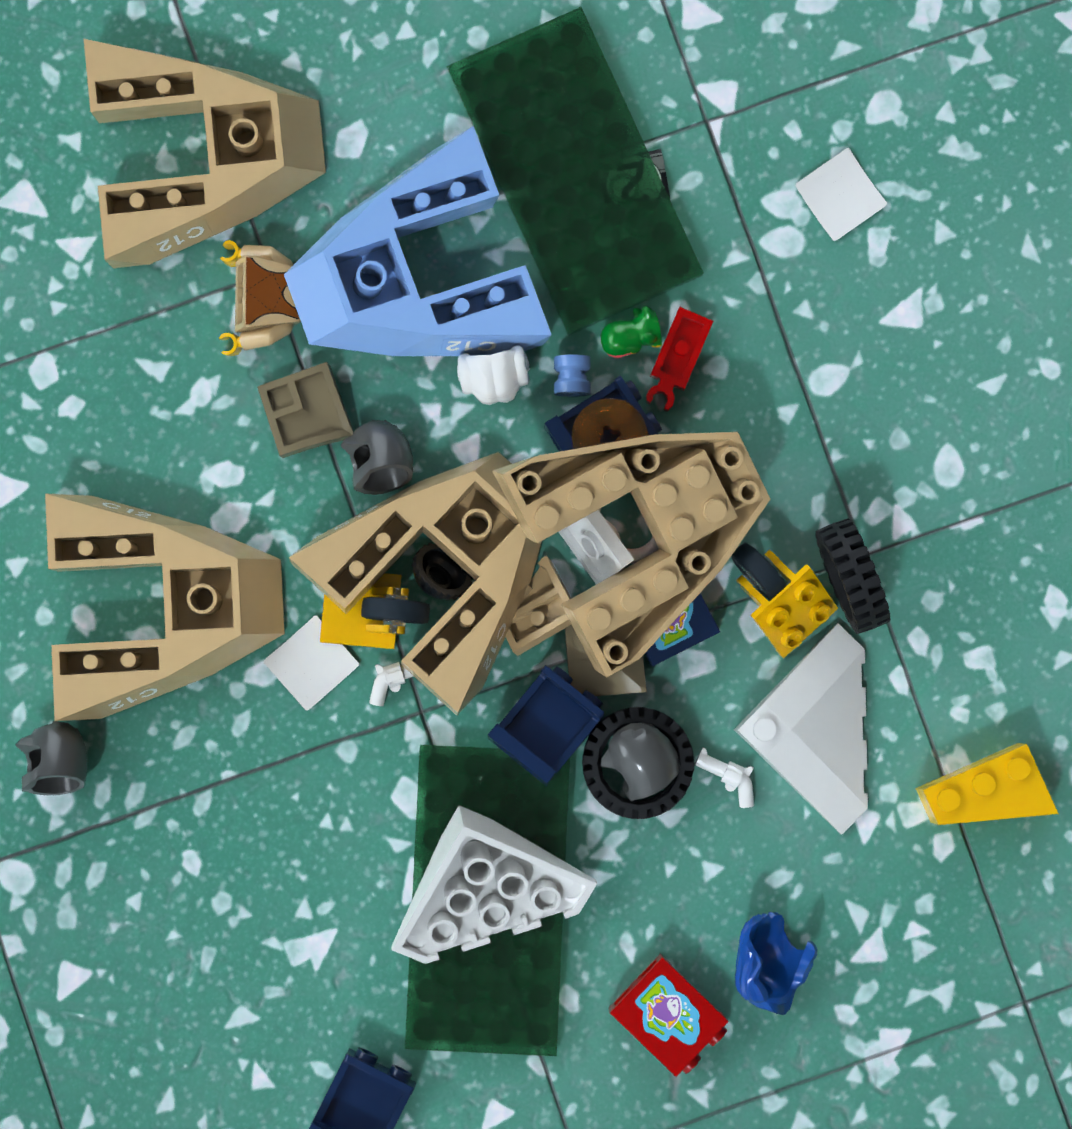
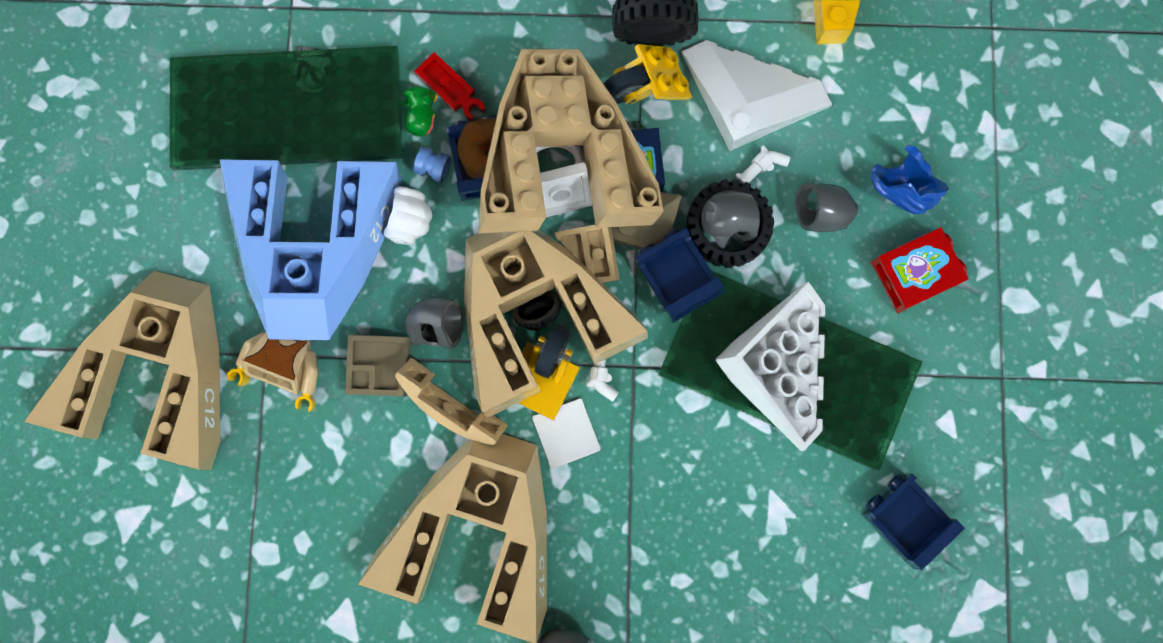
camera: 70 degrees left, 5 degrees down
(284, 511) = (444, 409): none -> tan slope
(702, 881) = (834, 210): none -> dark grey piece

